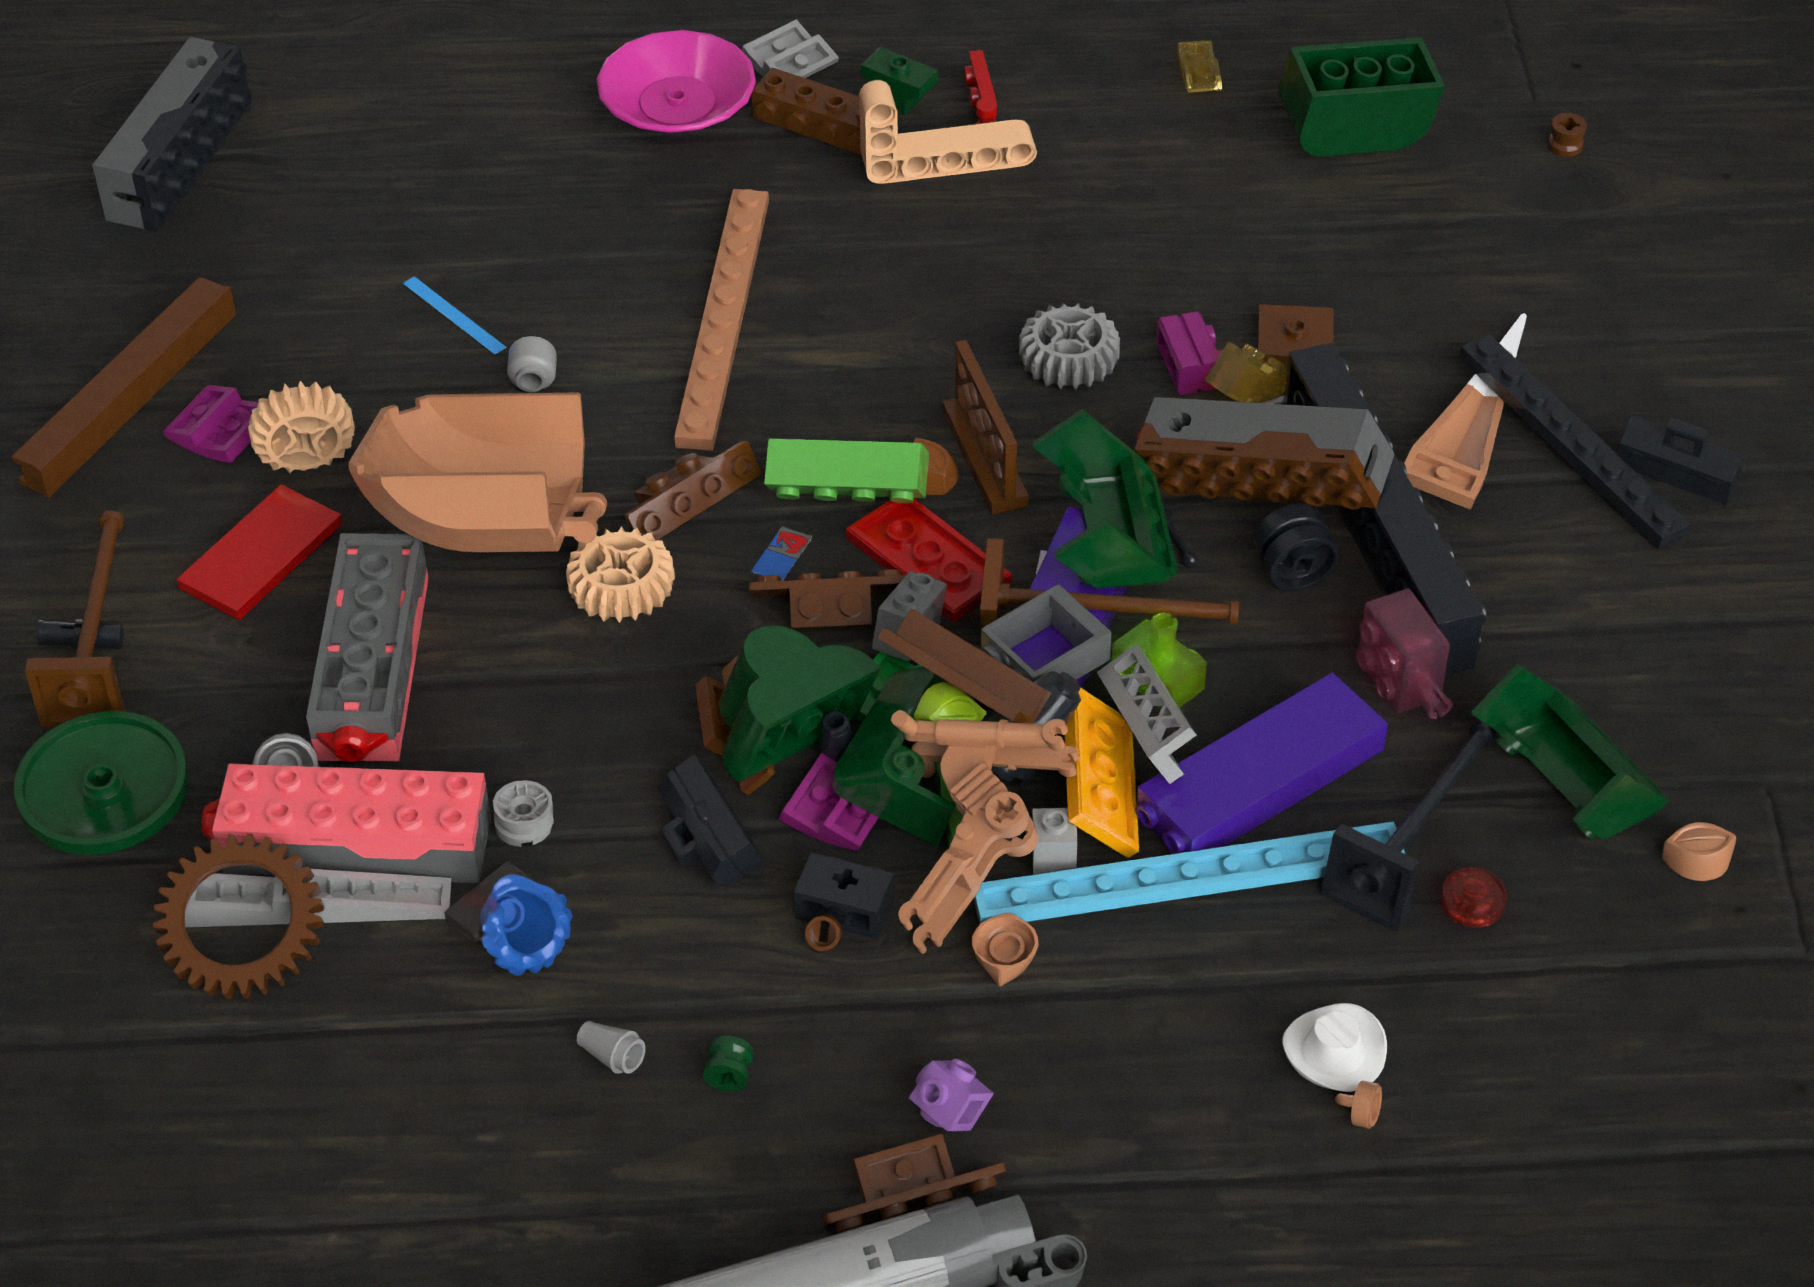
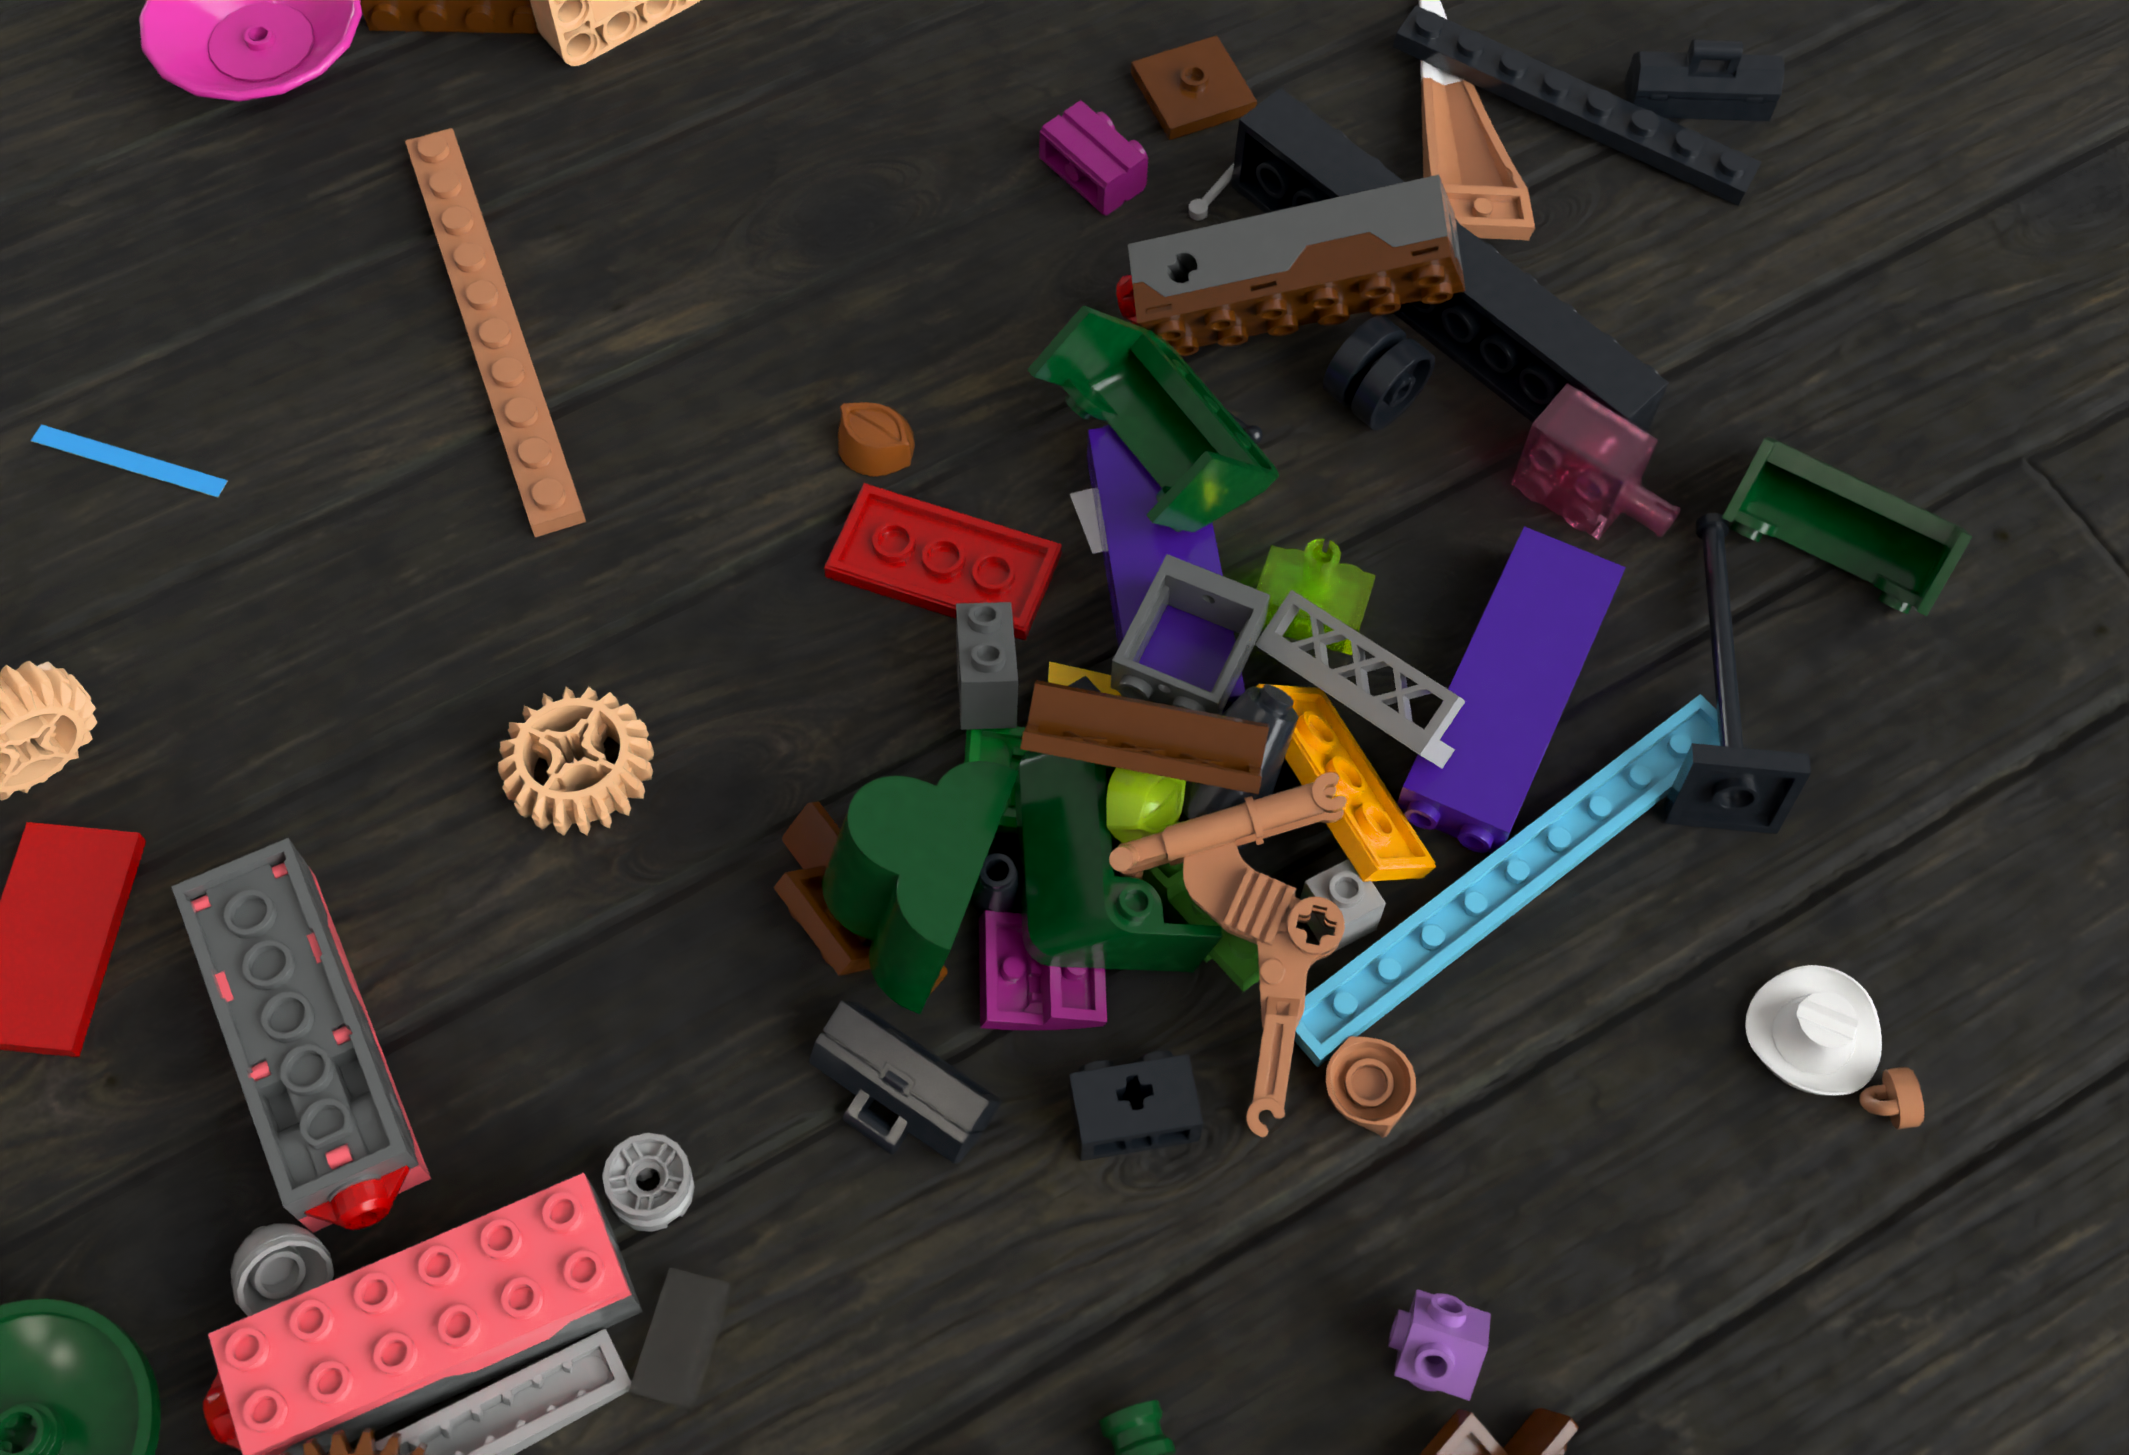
camera: 30 degrees left, 15 degrees up
(481, 471) = (312, 706): nougat windscreen -> none
(524, 924) = (754, 1369): blue hair -> none
(532, 363) = (280, 495): light grey head -> none
(690, 489) = (591, 597): reddish brown bracket -> none
(782, 553) = (759, 635): sticker -> none
(814, 930) = (1150, 1168): reddish brown hinge -> none
(827, 602) = (866, 684): reddish brown bracket -> none
(846, 469) = (786, 488): bright green brick -> none
(984, 435) = (926, 366): reddish brown fence -> none
(999, 594) = (1081, 593): reddish brown tile -> none
(1077, 346) = (948, 203): light grey gear -> none
(1246, 376) = (1183, 162): clear yellow slope -> none
(1473, 897) = (1842, 752): clear red plate -> none
(1699, 851) = (2021, 576): nougat hat -> none

